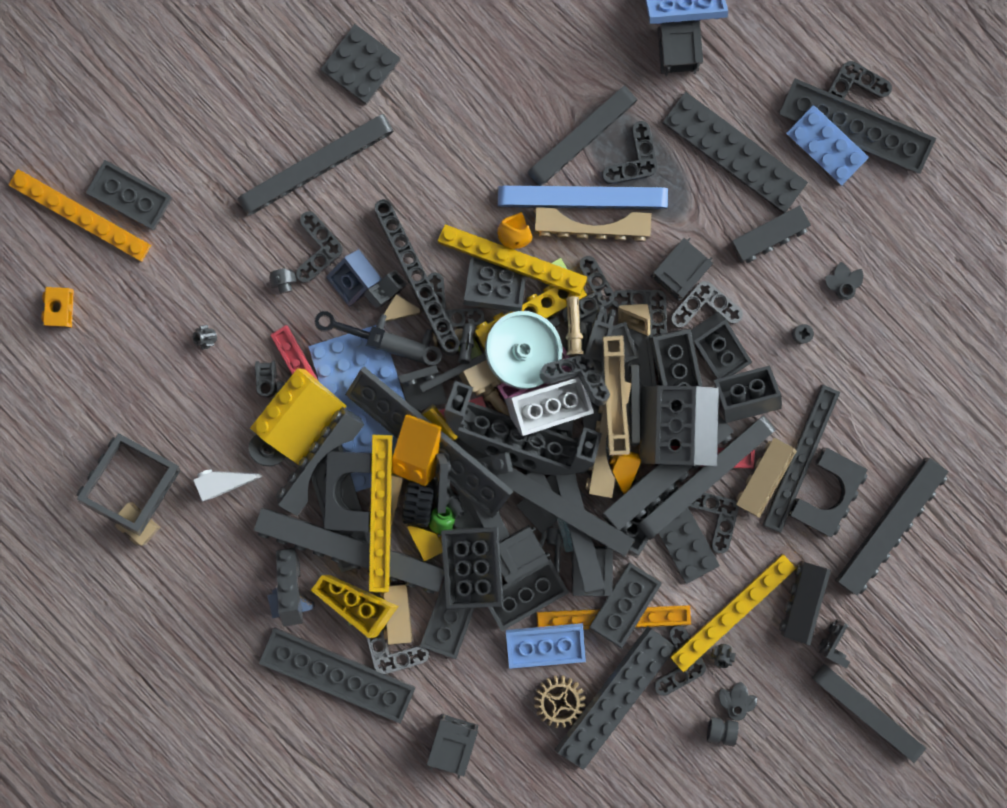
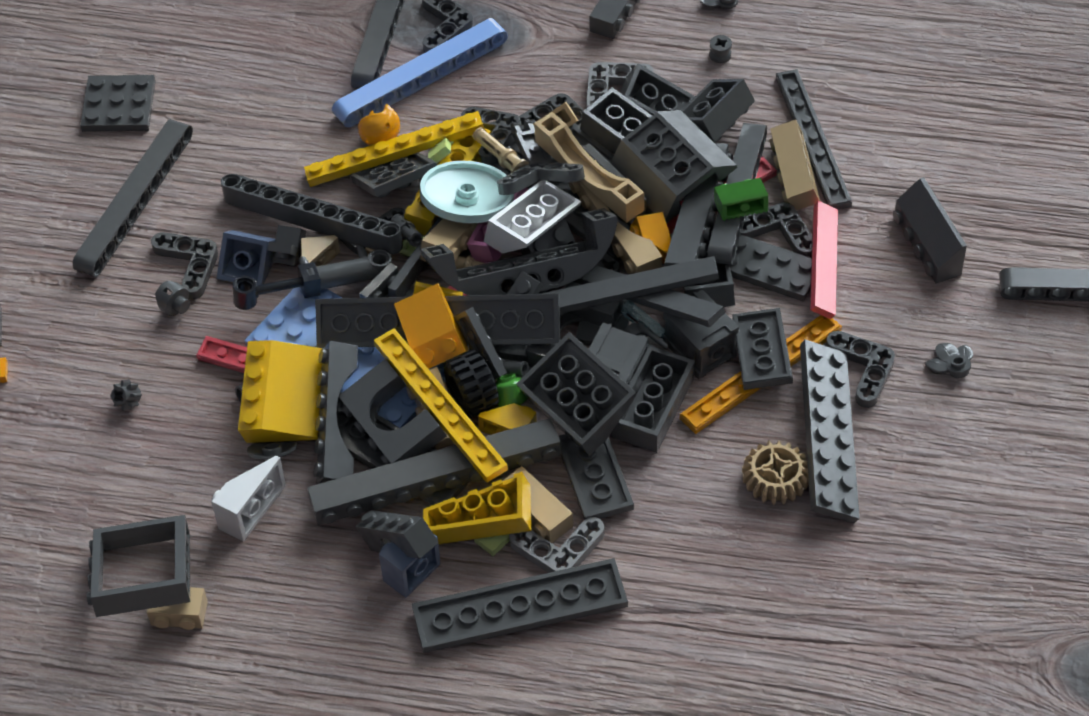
camera: 35 degrees left, 35 degrees down
(266, 376) = (221, 393): dark grey piece -> none
(453, 745) = (701, 576): dark grey container -> none
(537, 290) = (440, 150): none -> yellowish green tile
(545, 645) = (715, 432): light blue plate -> none
(551, 221) = (487, 65): tan arch -> none
(681, 269) = (562, 61): dark grey container -> none
(694, 499) = (741, 198): none -> bright green brick
(721, 568) = (824, 260): none -> tile
(723, 656) = (897, 321): dark grey gear -> none
(724, 732) = (962, 388): dark grey wheel -> none
(732, 613) = (871, 291): yellow plate -> none
(828, 645) = (994, 252): dark grey bracket -> none
(850, 477) = (868, 120): dark grey arch -> none
(891, 526) = (947, 134): dark grey brick -> none

